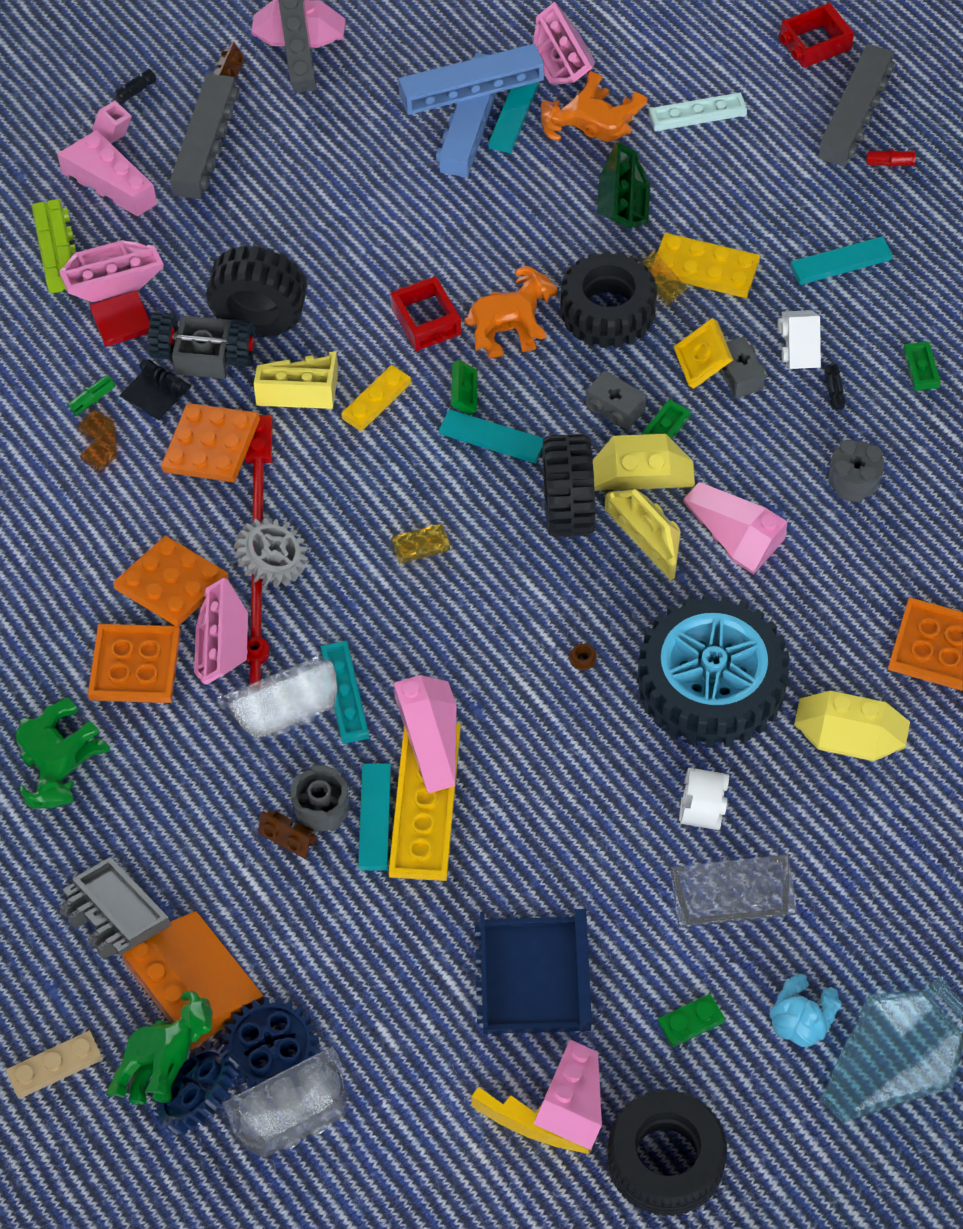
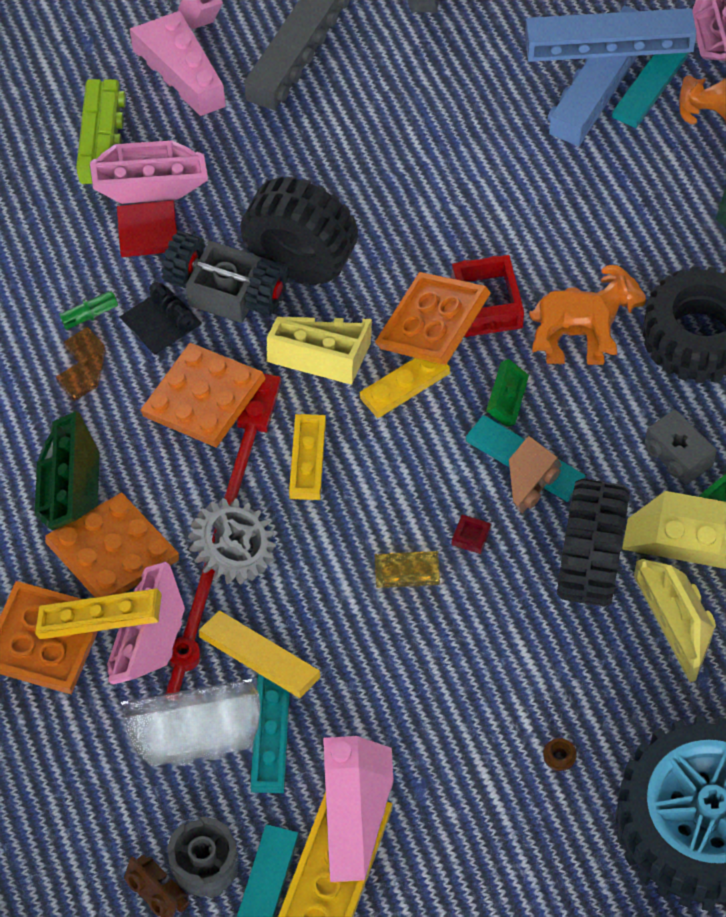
camera: 15 degrees right, 0 degrees up
(114, 529) = (67, 473): none -> dark green wedge
(179, 631) = (98, 613): none -> yellow tile
(313, 473) = (307, 457): none -> yellow plate
(319, 635) = (259, 654): none -> yellow tile
(386, 339) = (432, 318): none -> orange plate
(464, 505) = (471, 534): none -> dark red tile
(501, 443) = (530, 471): none -> nougat slope

